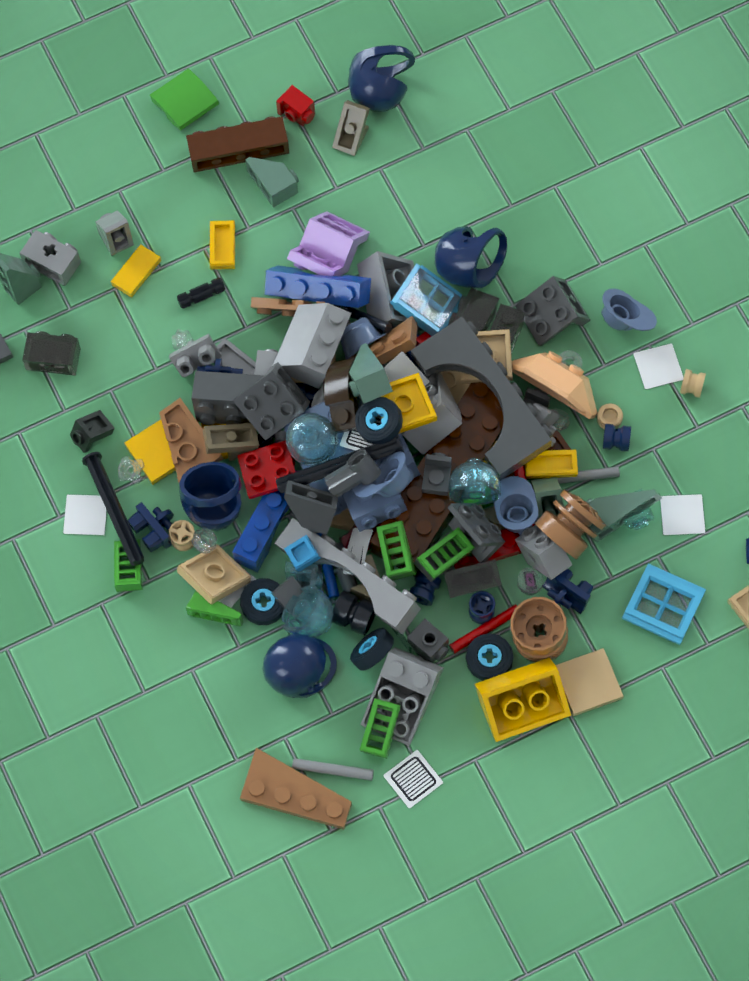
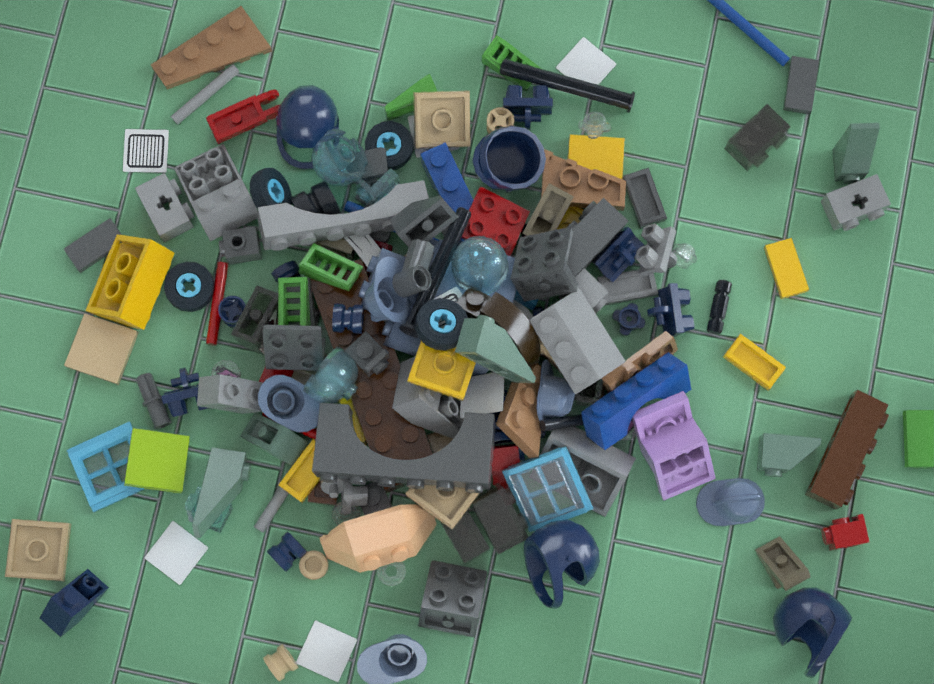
camera: 125 degrees right, 10 degrees up
(90, 429) = (658, 120): pearl dark grey bracket -> none
(114, 232) = (838, 272): light grey slope -> none
(159, 396) = (644, 198): none -> dark grey tile
(208, 537) = (470, 131): clear plate -> none
(233, 318) = (668, 310): none -> dark blue hips
(256, 337) = (629, 311): none -> dark blue plate
(302, 553) = (391, 190): dark azure tile -> none
(327, 723) = (242, 116): none -> red hinge
(334, 192) = (730, 502): none -> sand blue piece
(380, 752) = (190, 134): bright green slope -> none
(423, 506) = (350, 318): none -> dark blue wheel
(445, 736) = (153, 196): none -> light grey brick
(517, 753) = (92, 245): none -> dark grey tile
(539, 615) = (162, 323): medium nougat wheel -> none
(570, 524) = (228, 429): medium nougat wheel -> none
(593, 613) = (153, 401): none -> dark grey axle
(633, 572) = (156, 460): none -> lime tile

